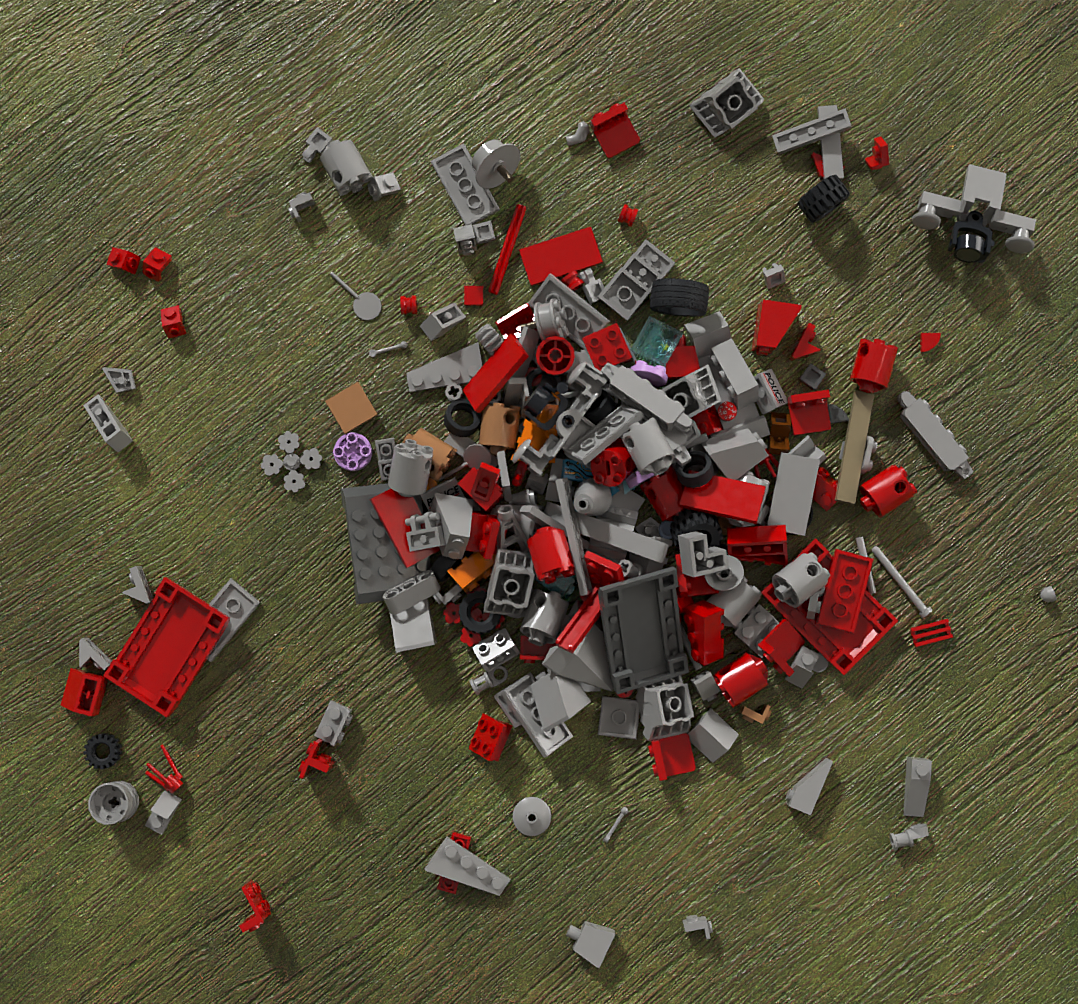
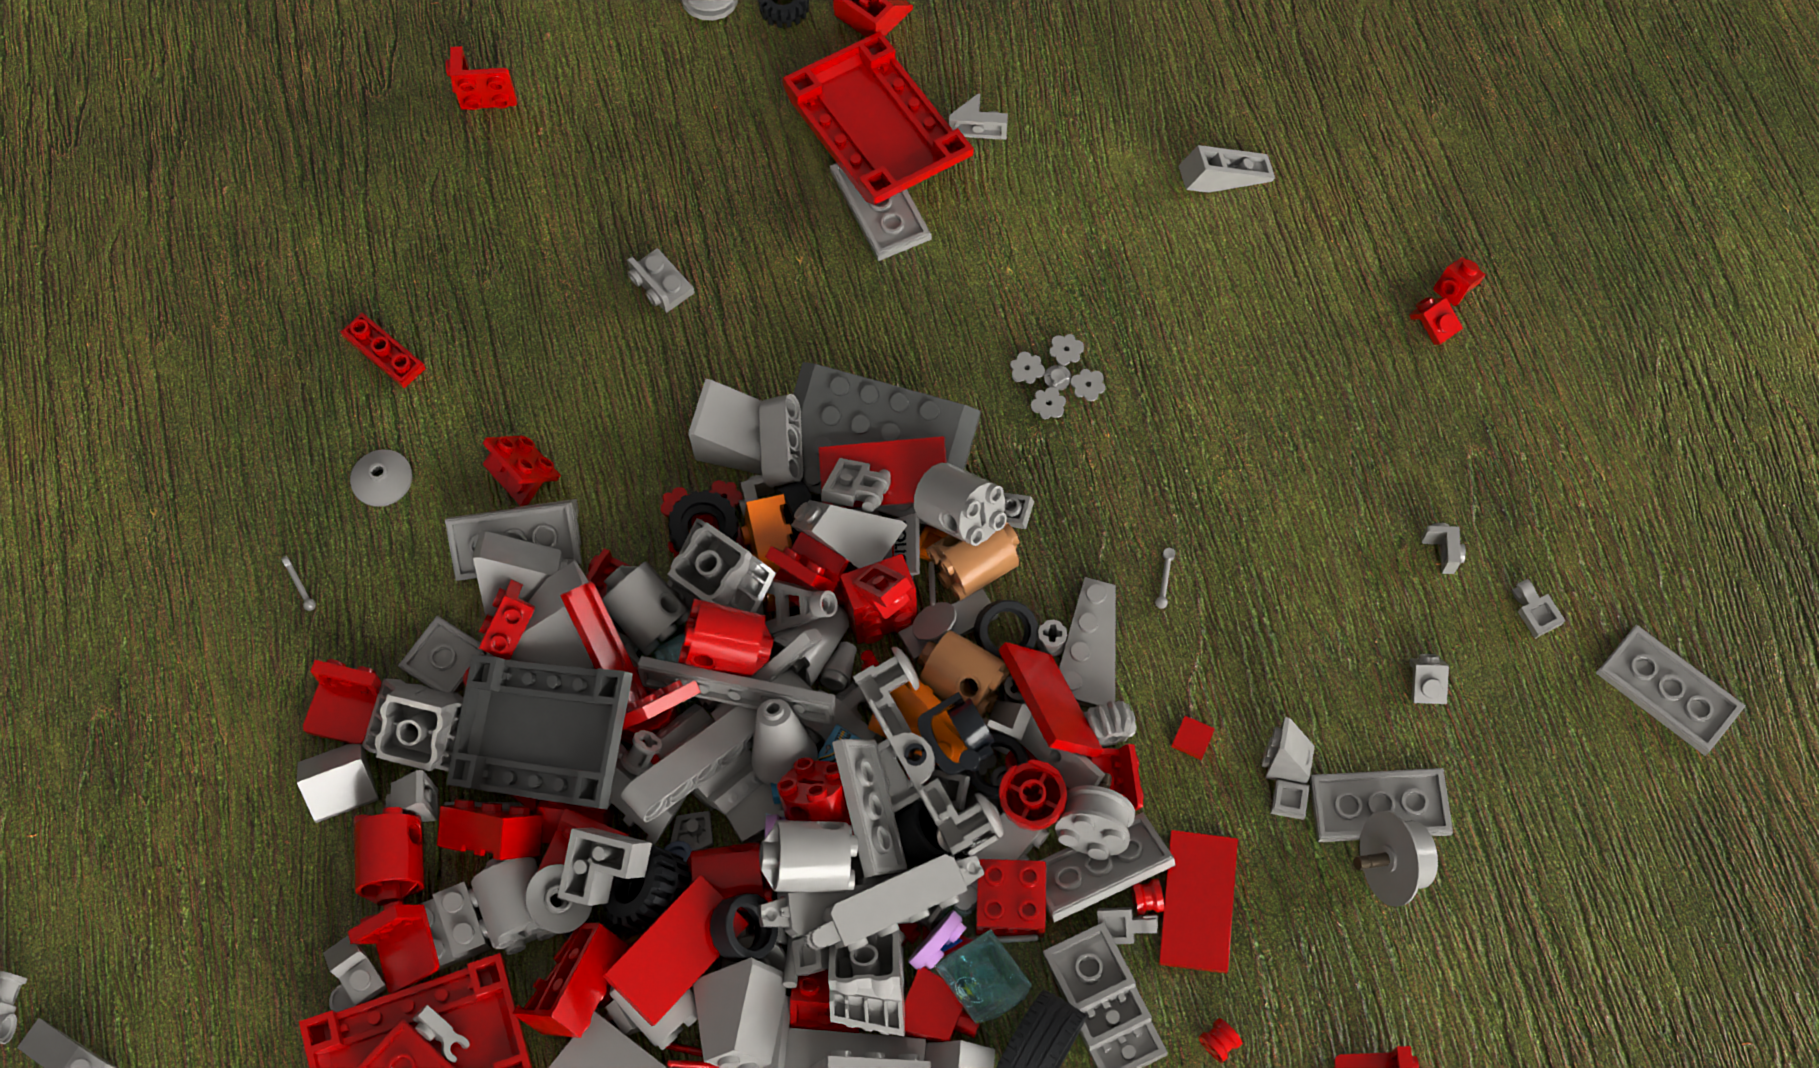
camera: 115 degrees right, 20 degrees down
(89, 651) = (920, 34): light grey slope -> none
(121, 379) = (1284, 211): light grey piece -> none
(163, 812) = (665, 37): light grey slope -> none
(170, 783) = (696, 59): red plant -> none
(172, 321) = (1339, 305): red bracket -> none
(319, 761) = (620, 230): red bracket -> none
(329, 61) = (1670, 690): none -> light grey tile
(345, 166) = (1482, 629): light grey cylinder -> none
(351, 408) = (1098, 487): medium nougat tile -> none
(352, 451) = (1032, 463): lavender tile -> none
(366, 305) = (1249, 578): light grey piece -> none
(408, 305) = (1220, 633): red wheel -> none
(442, 321) = (1172, 671): light grey slope -> none
(463, 866) = (367, 354): light grey wing -> none
(490, 680) = (597, 506): light grey connector -> none
(496, 650) = (637, 526): light grey brick -> none
(504, 476) = (881, 640): light grey tile -> none
(507, 249) = (1247, 822): red axle -> none
(580, 135) = (1393, 1028): light grey arm -> none
(591, 941) = (162, 474): light grey torso -> none
(592, 685) = (507, 624): none -> red bracket
(694, 922) = (89, 629): light grey bracket -> none
(727, 411) = (815, 1044): red tile -> none
(751, 715) = (326, 854): medium nougat bracket -> none
(800, 580) = (480, 1001): light grey cylinder -> none
(807, 790) = (171, 884): light grey slope -> none

